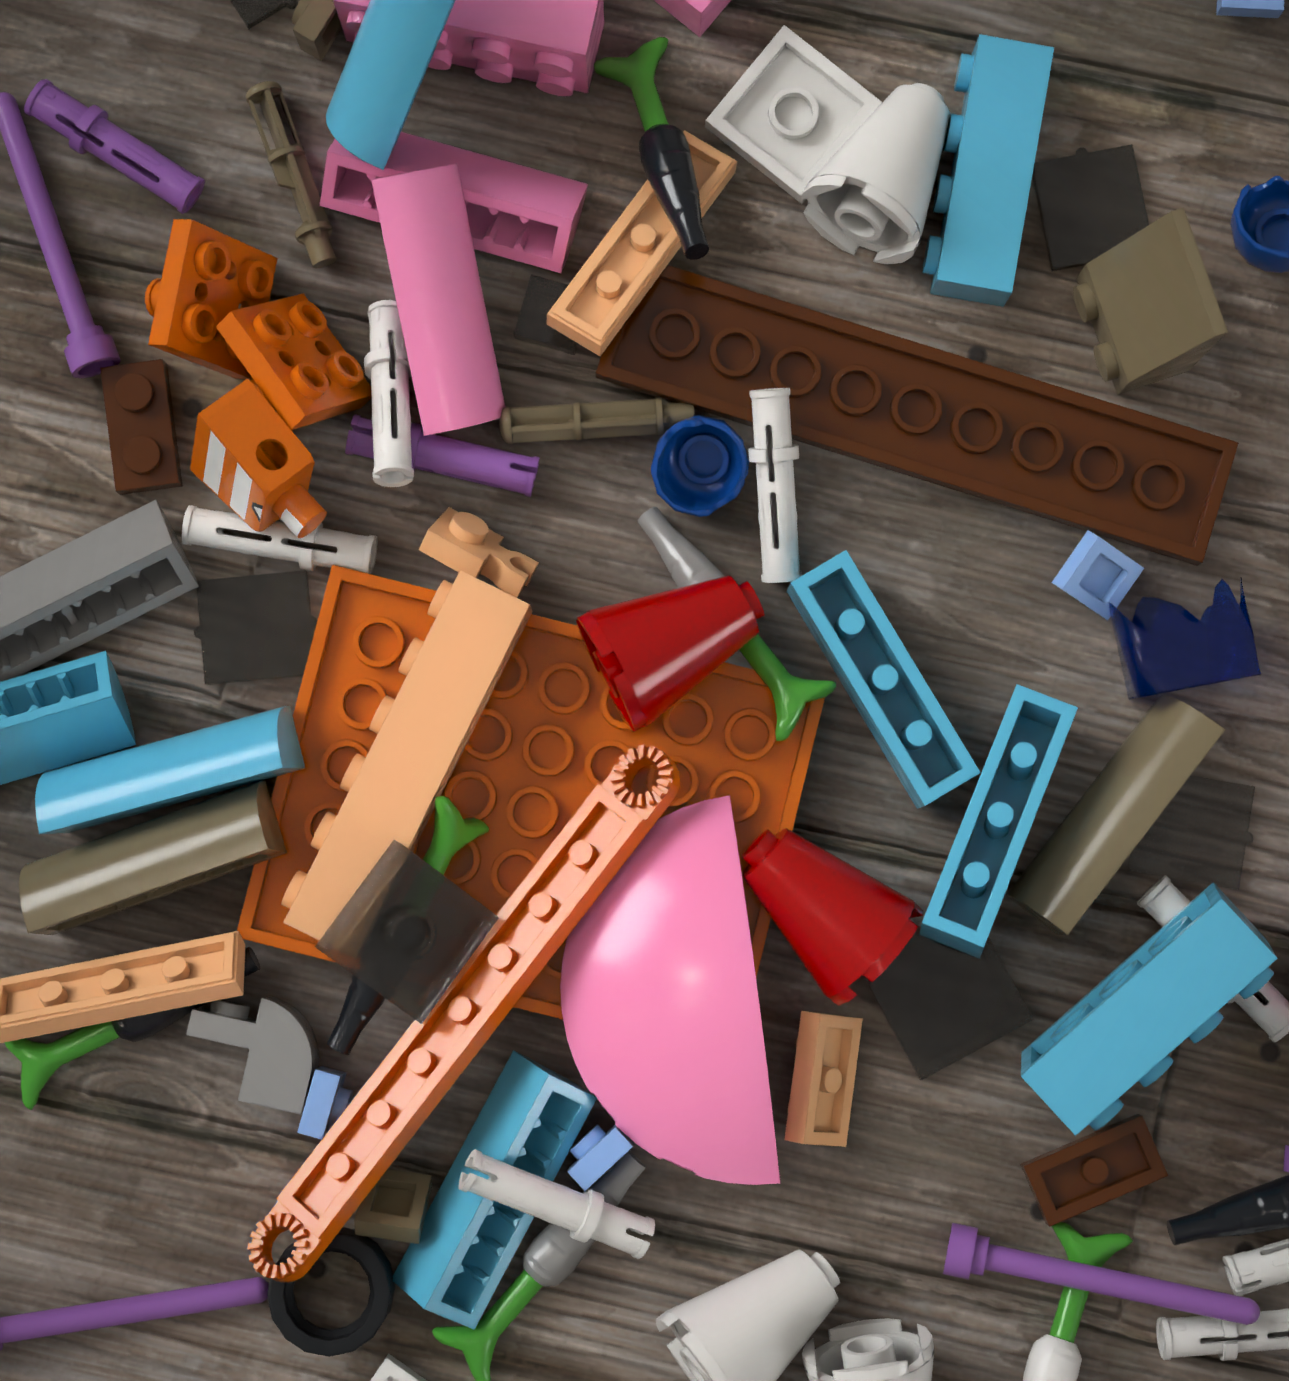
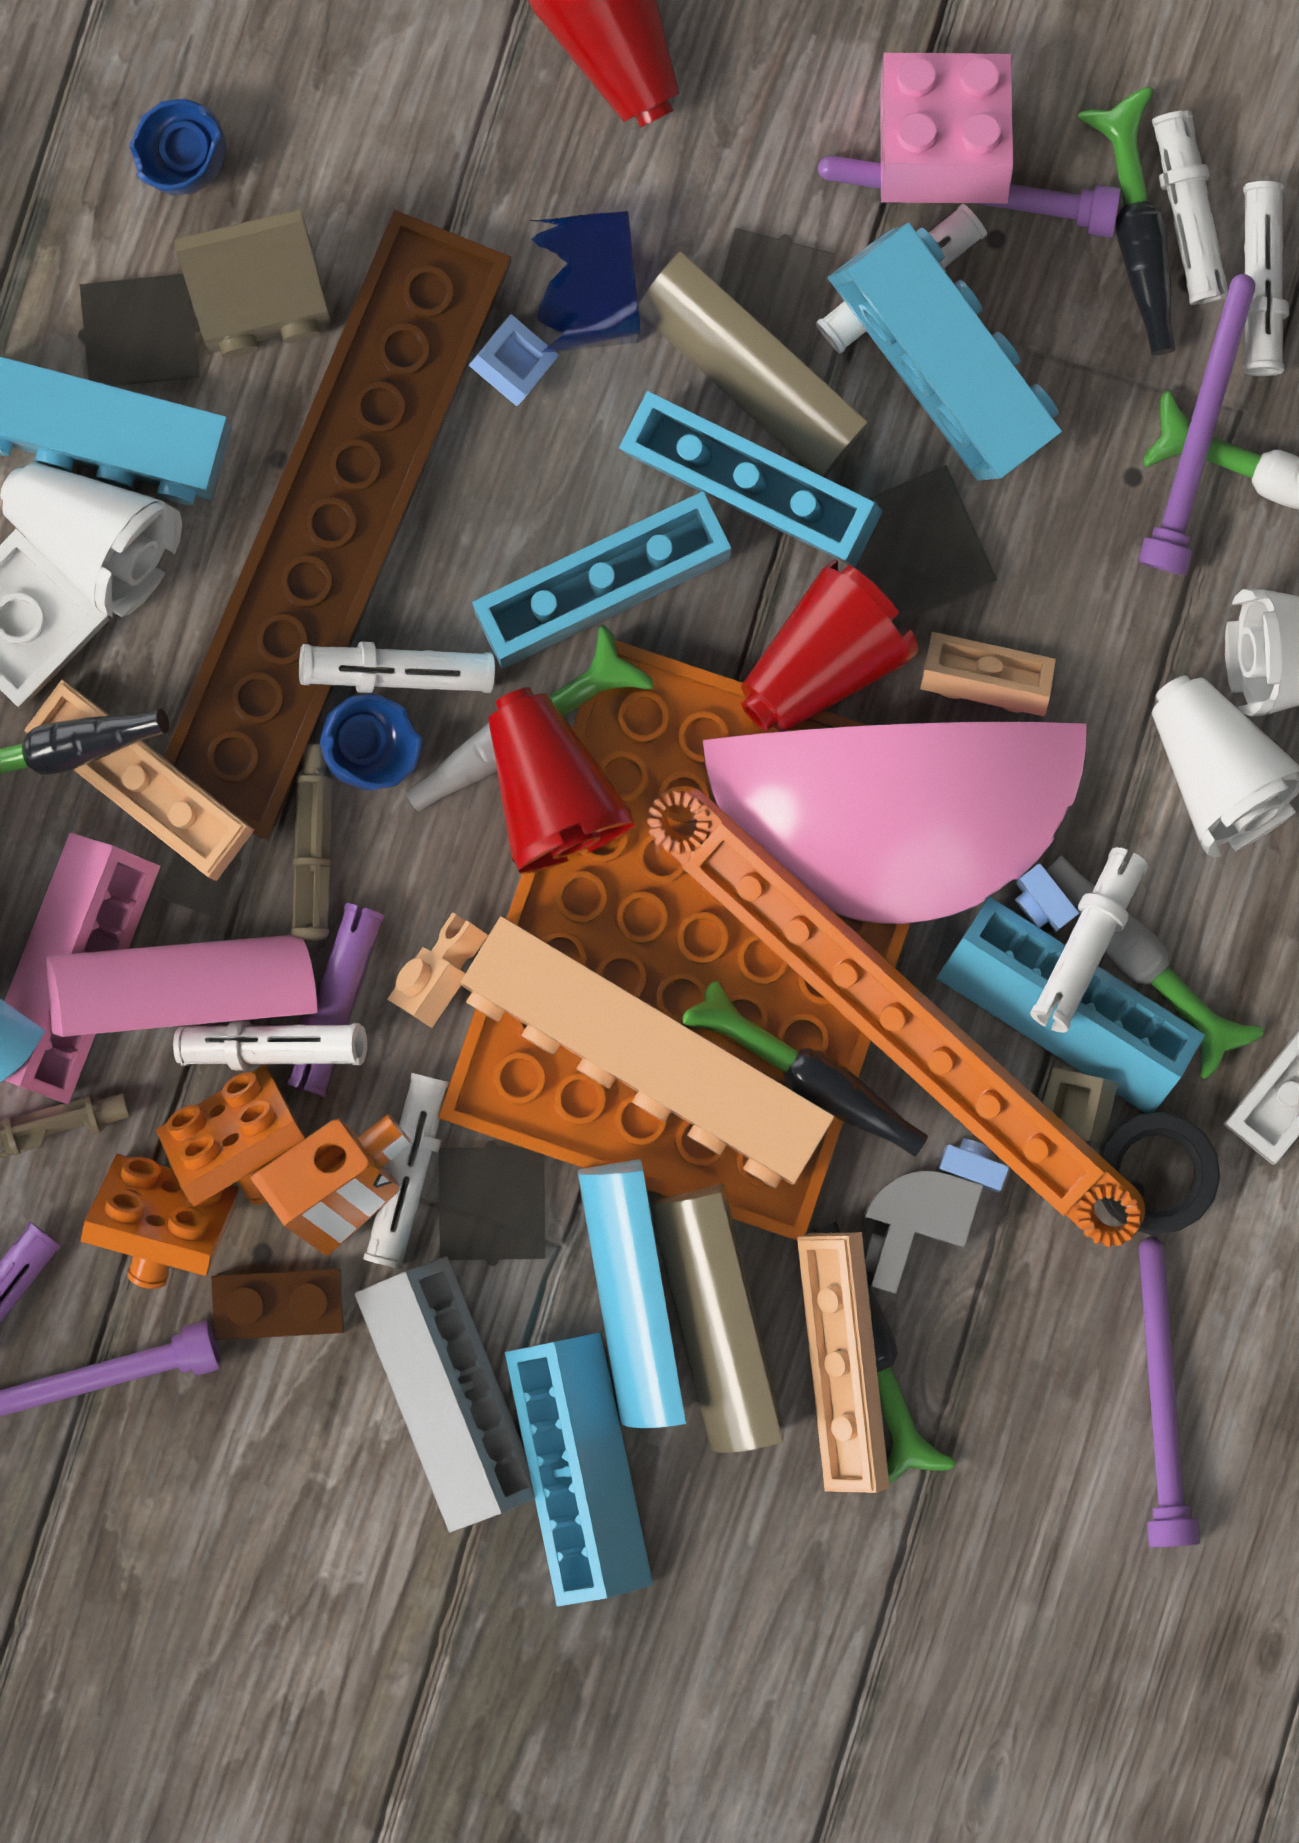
camera: 85 degrees left, 0 degrees up
(407, 931) = (813, 1062): clear smoke tile -> none
(1094, 1169) = (1096, 420): reddish brown plate -> none

